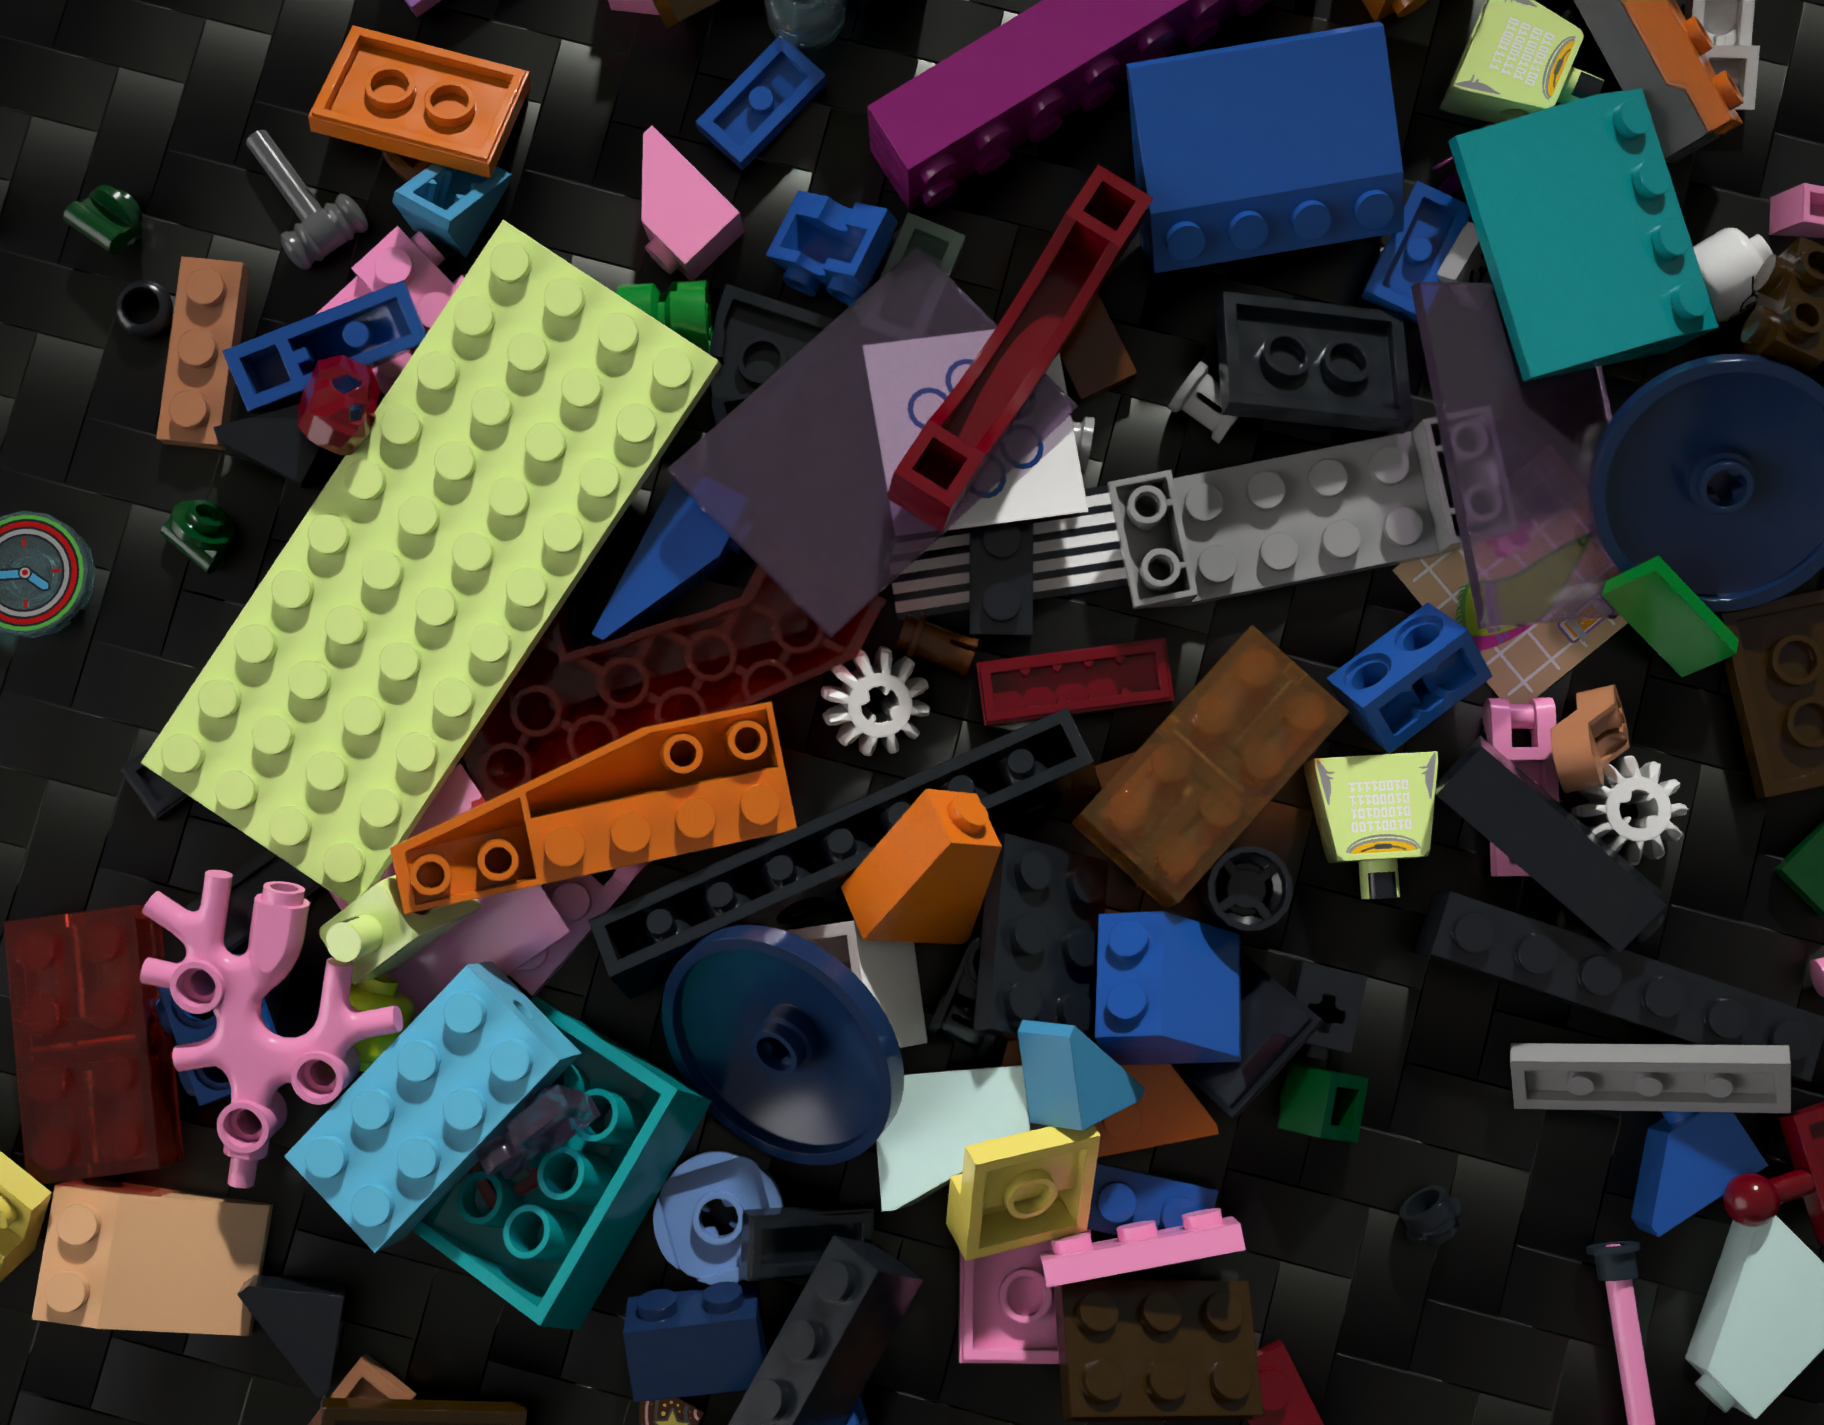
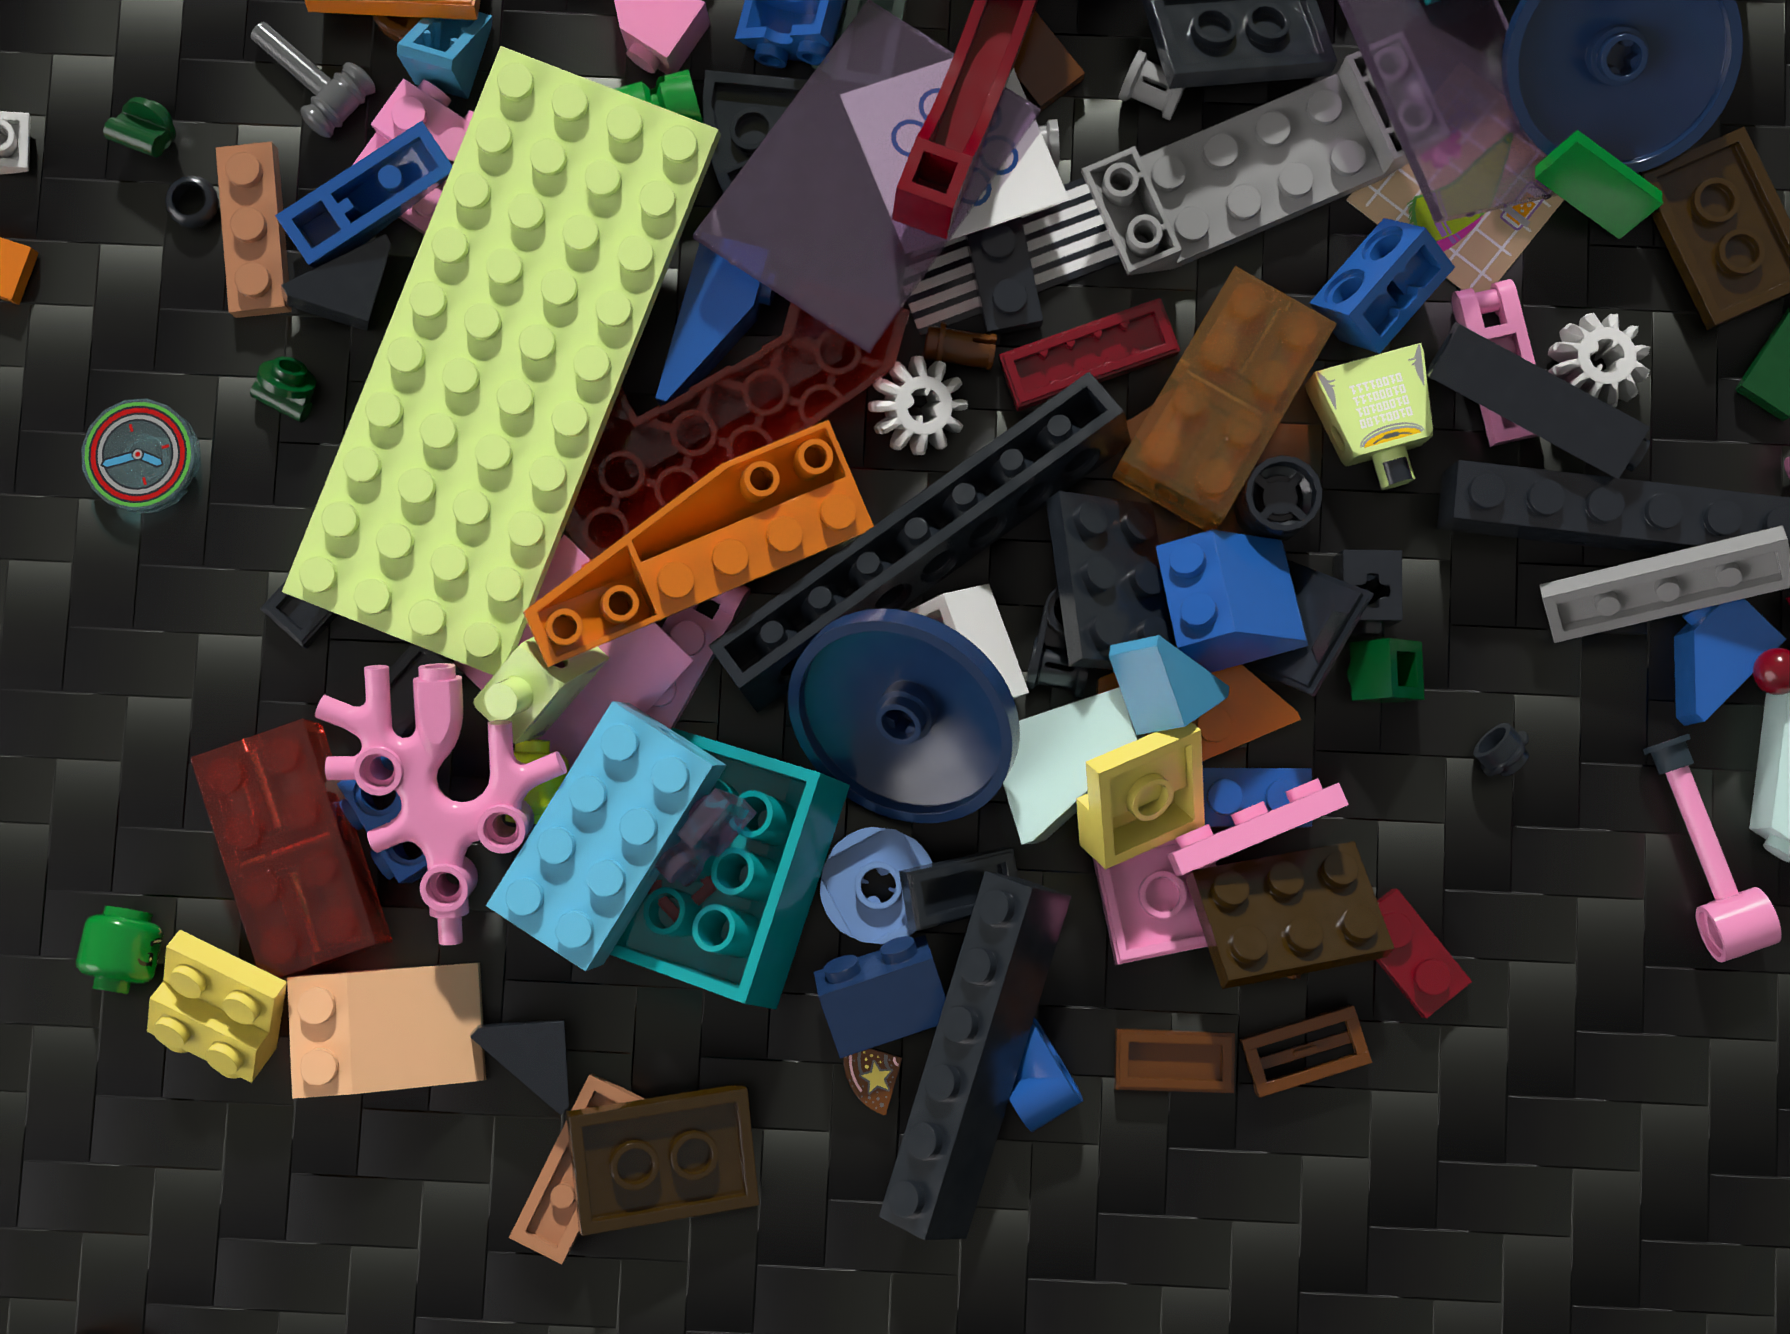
camera: 10 degrees left, 0 degrees up
(339, 404) = (389, 239): dark red rock -> none
(926, 872) = (999, 536): orange slope -> none
(1589, 739) = (1551, 305): nougat piece -> none

